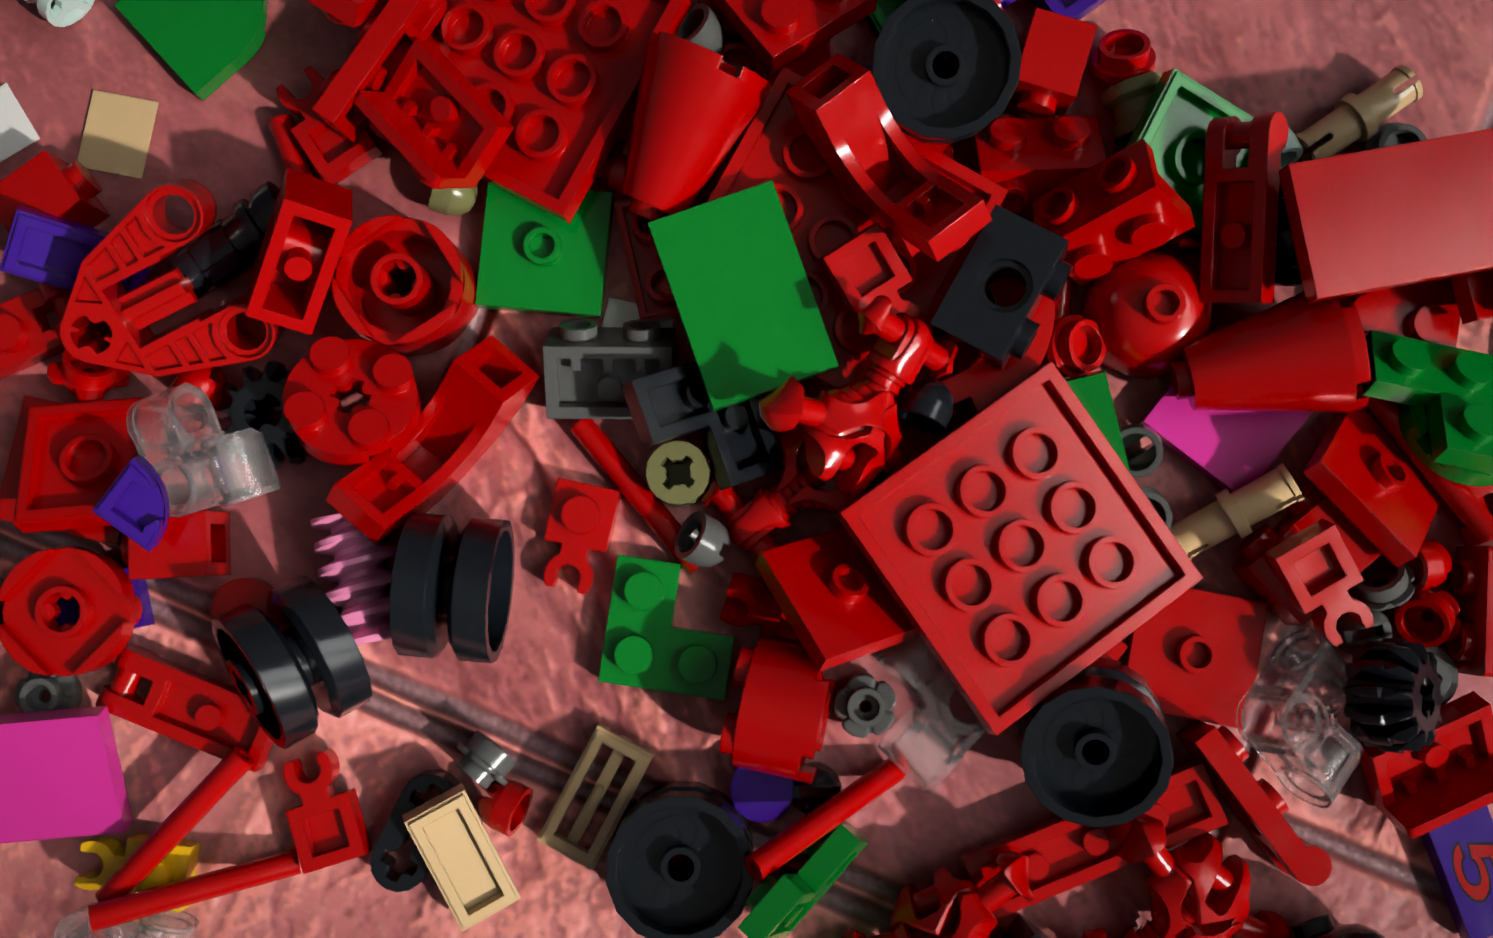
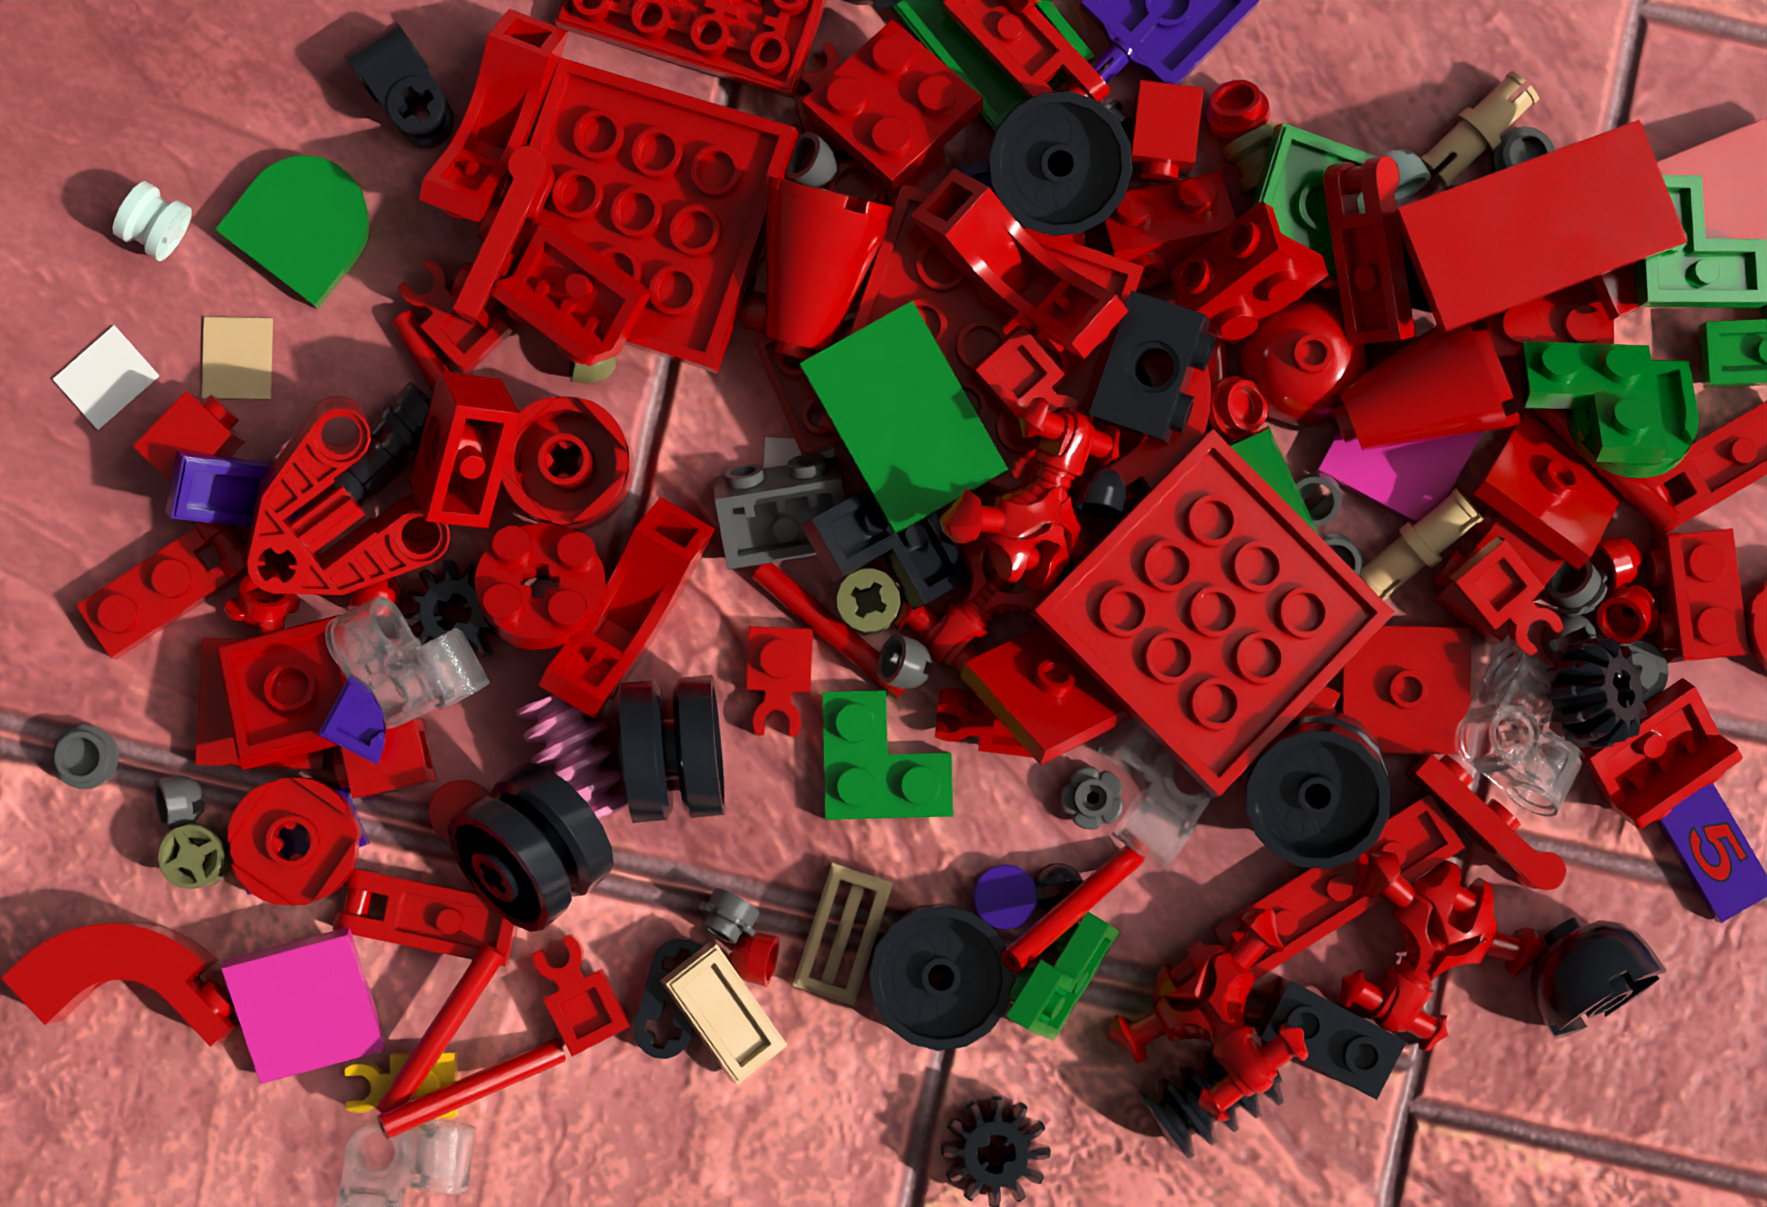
camera: 15 degrees left, 0 degrees up
(65, 692) = (293, 917): dark grey plate -> none
(541, 261) = (692, 413): green plate -> none
(780, 711) = (1010, 813): red brick -> none

